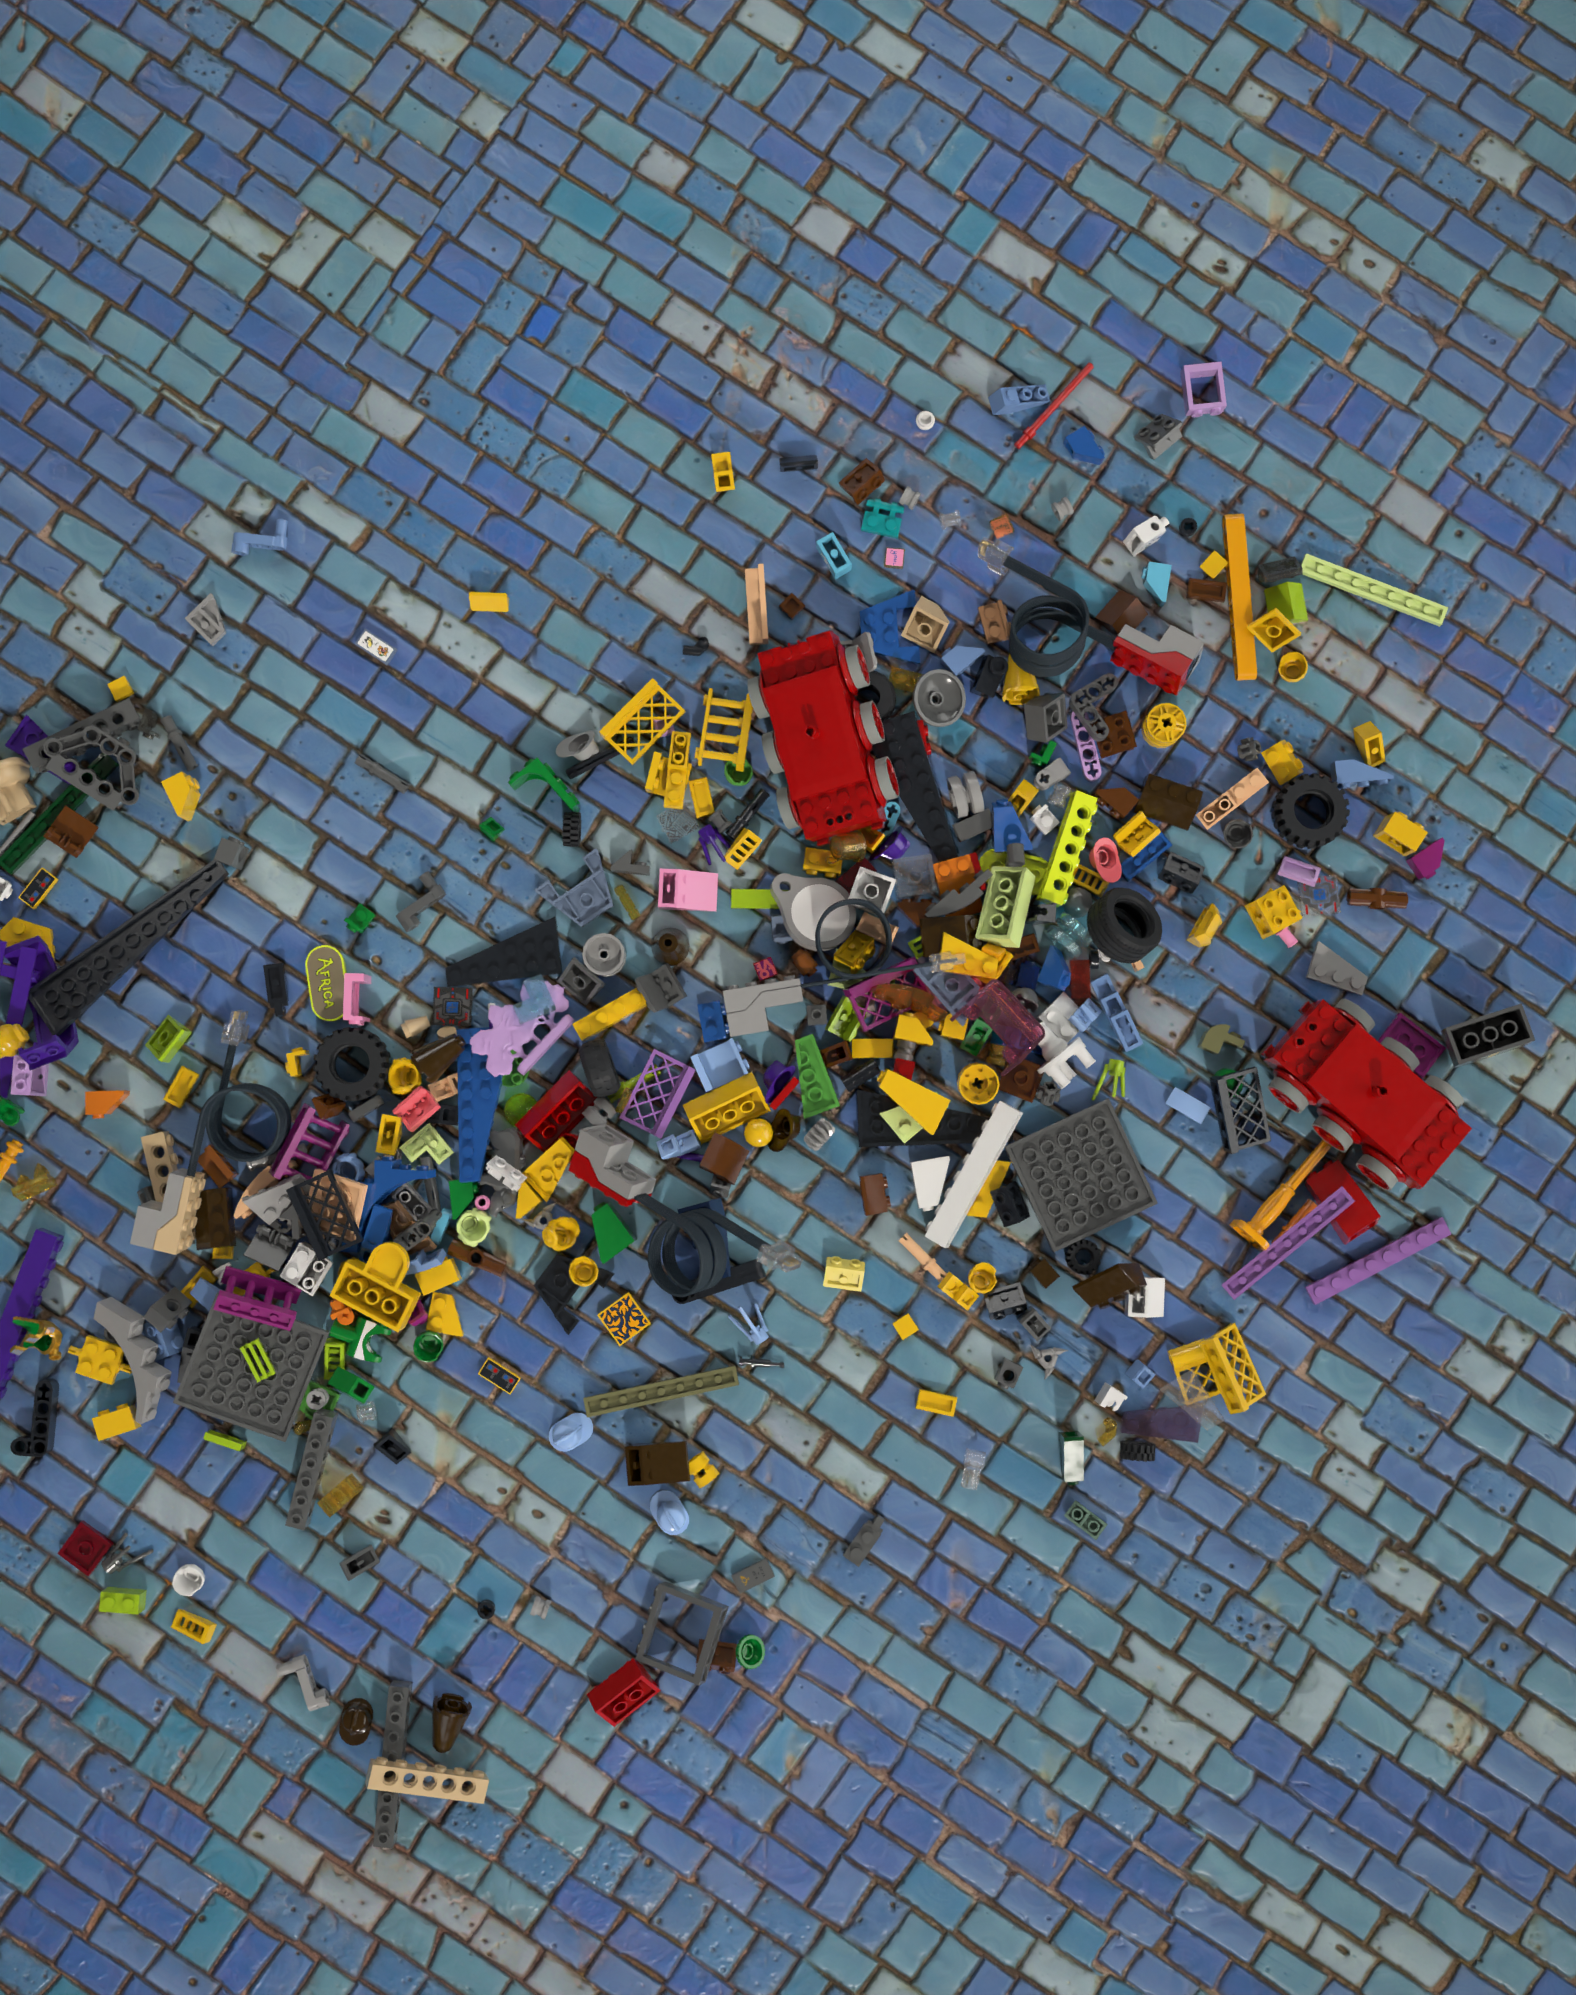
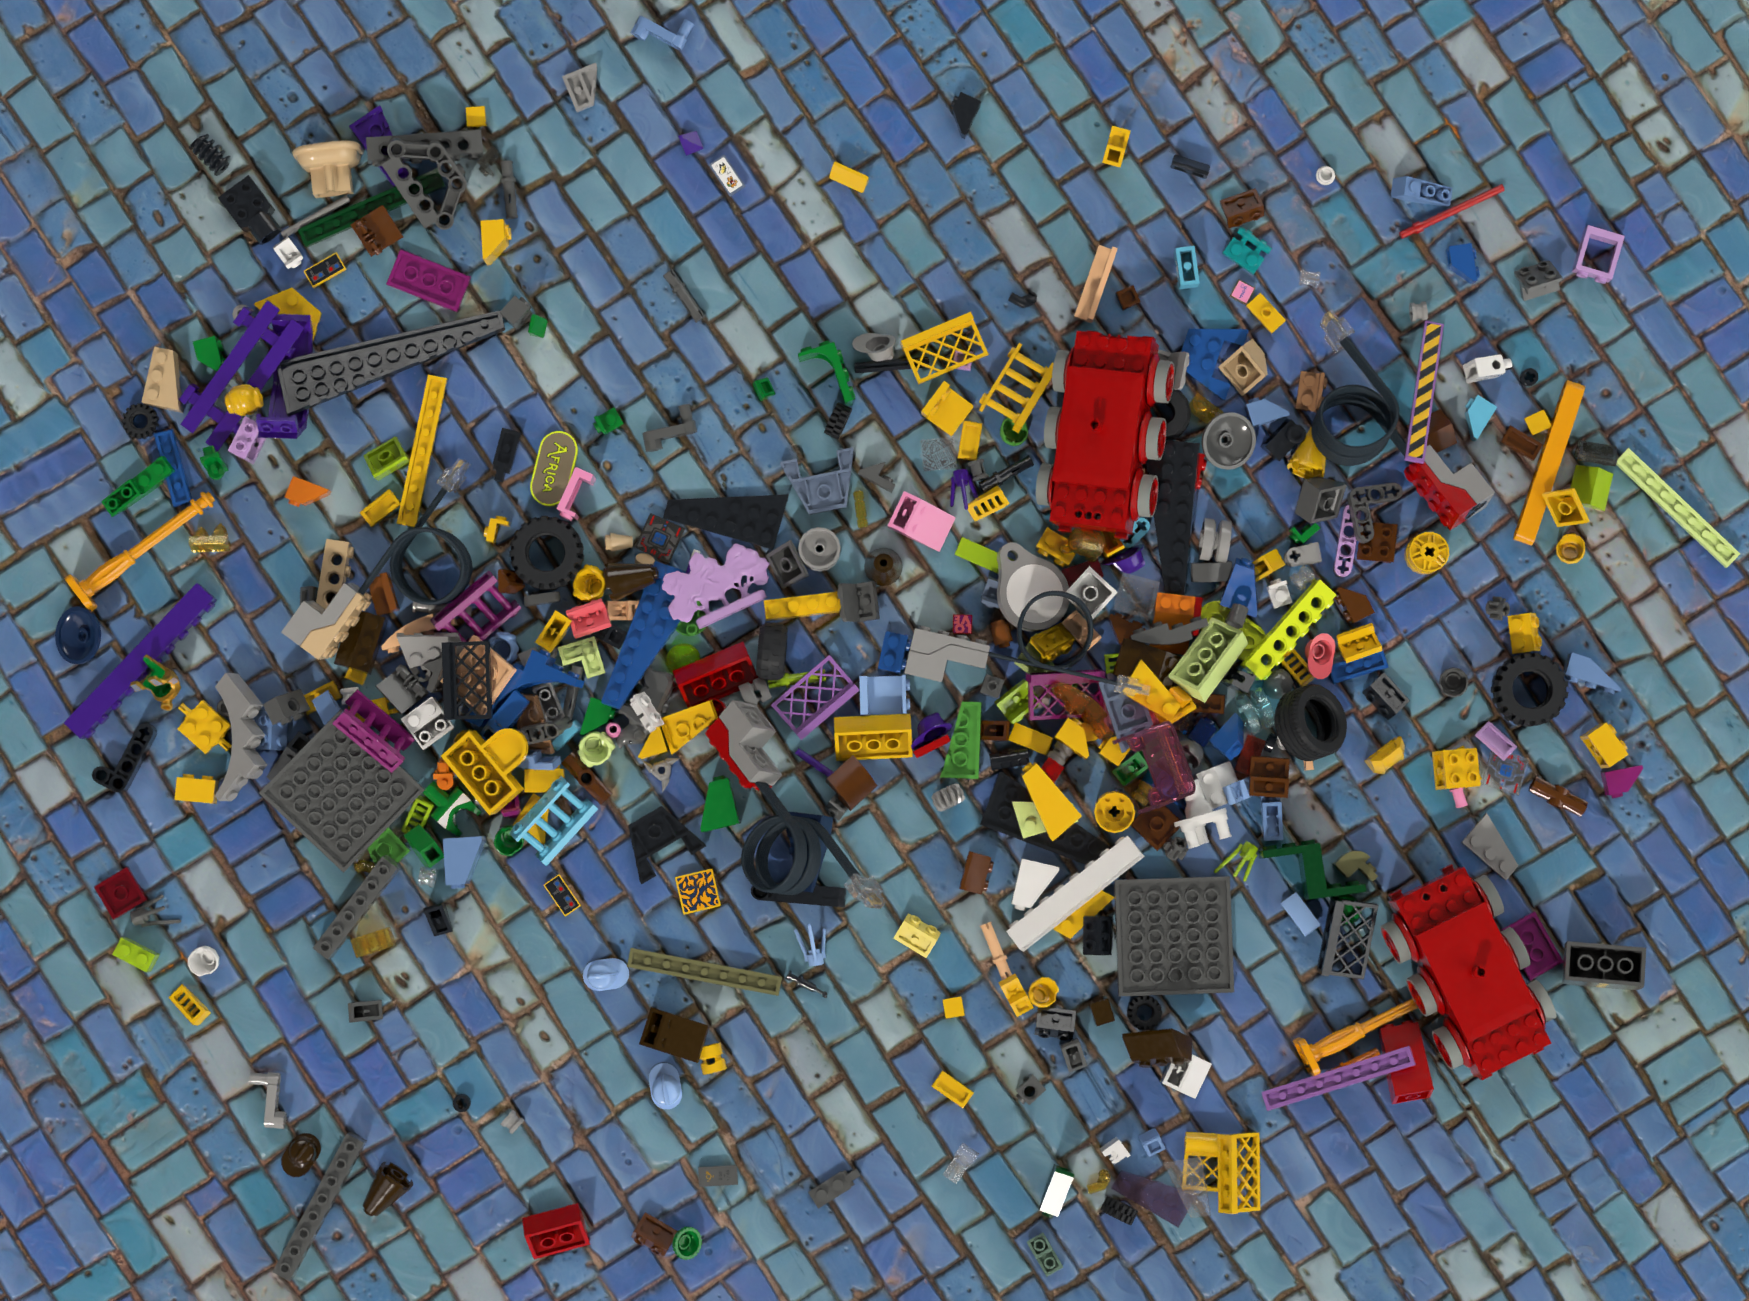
camera: 25 degrees right, 0 degrees up
(139, 858) = (428, 280): none -> magenta tile
(197, 1017) = (422, 451): none -> yellow plate
(224, 1440) = (288, 848): lime tile -> none
(257, 858) = (537, 326): none -> green slope
(264, 1374) = (351, 792): lime tile -> none
(321, 1397) = (393, 845): light grey wheel -> none
(330, 630) = (690, 142): none -> dark purple slope
(390, 1383) = (461, 859): none -> medium blue slope
(415, 1786) = (383, 1263): tan brick -> none
(474, 1323) = (565, 833): none -> medium azure fence
(539, 1002) = (741, 568): clear light blue plate -> none
(561, 1233) = (673, 788): yellow hair -> none
(571, 498) = (964, 112): none -> black slope
(583, 1271) = (679, 831): yellow hair -> none
(623, 1100) = (780, 691): clear yellow tile -> none
(677, 770) = (958, 406): yellow slope -> none
(677, 1146) = (814, 753): light blue slope -> none
(710, 1643) = (656, 1215): dark grey window -> none
(758, 1132) = (892, 772): yellow hair -> none
(785, 1127) = (916, 778): dark brown piece -> none
(909, 498) = (1280, 242): light grey wheel -> none
(923, 568) = (1265, 313): none -> yellow plate
(1001, 526) = (1355, 304): tile -> none
(1054, 1355) = (1080, 1089): light grey piece -> none
(1099, 579) = (1424, 392): none -> tile
(1106, 991) = (1269, 776): none -> reddish brown slope
(1168, 801) = (1401, 625): dark brown slope -> none
(1182, 1060) = (1312, 870): none -> dark green bracket
(1232, 798) = (1462, 647): light nougat slope -> none
(1369, 743) = (1612, 650): yellow slope -> none
(1377, 1260) = (1416, 1131): medium lavender plate -> none

